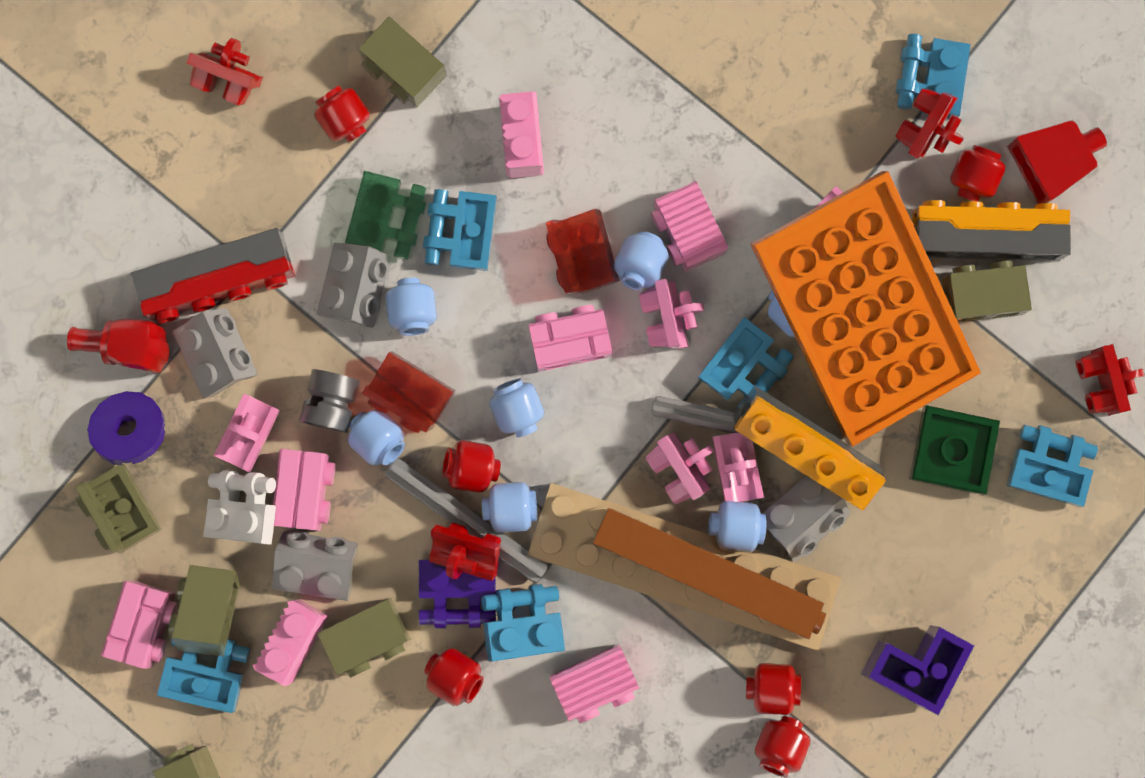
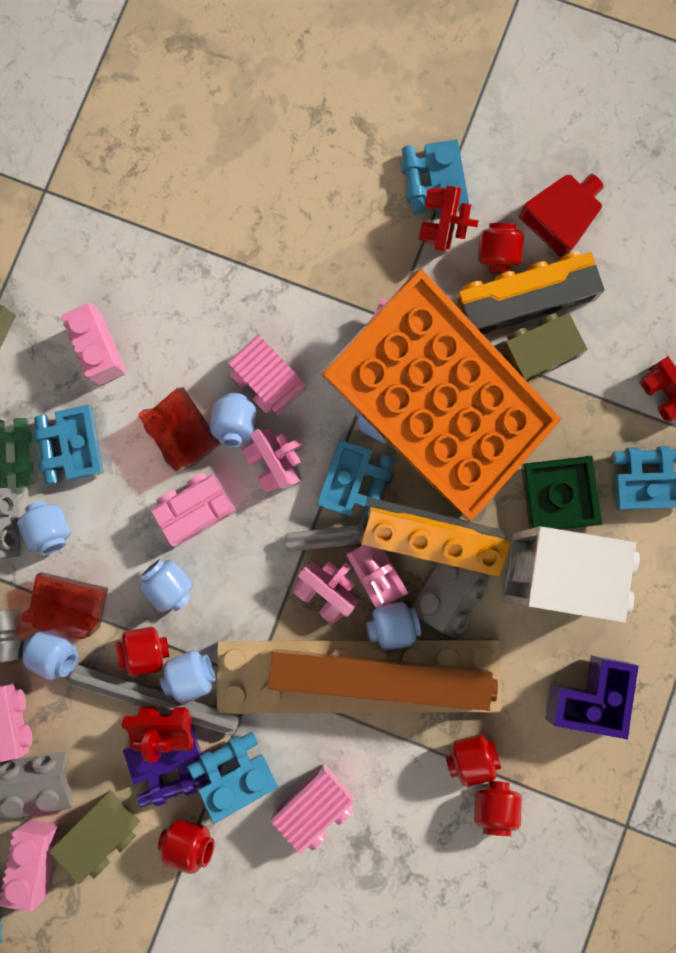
camera: 10 degrees left, 0 degrees up
(935, 527) = (571, 573): none -> white brick

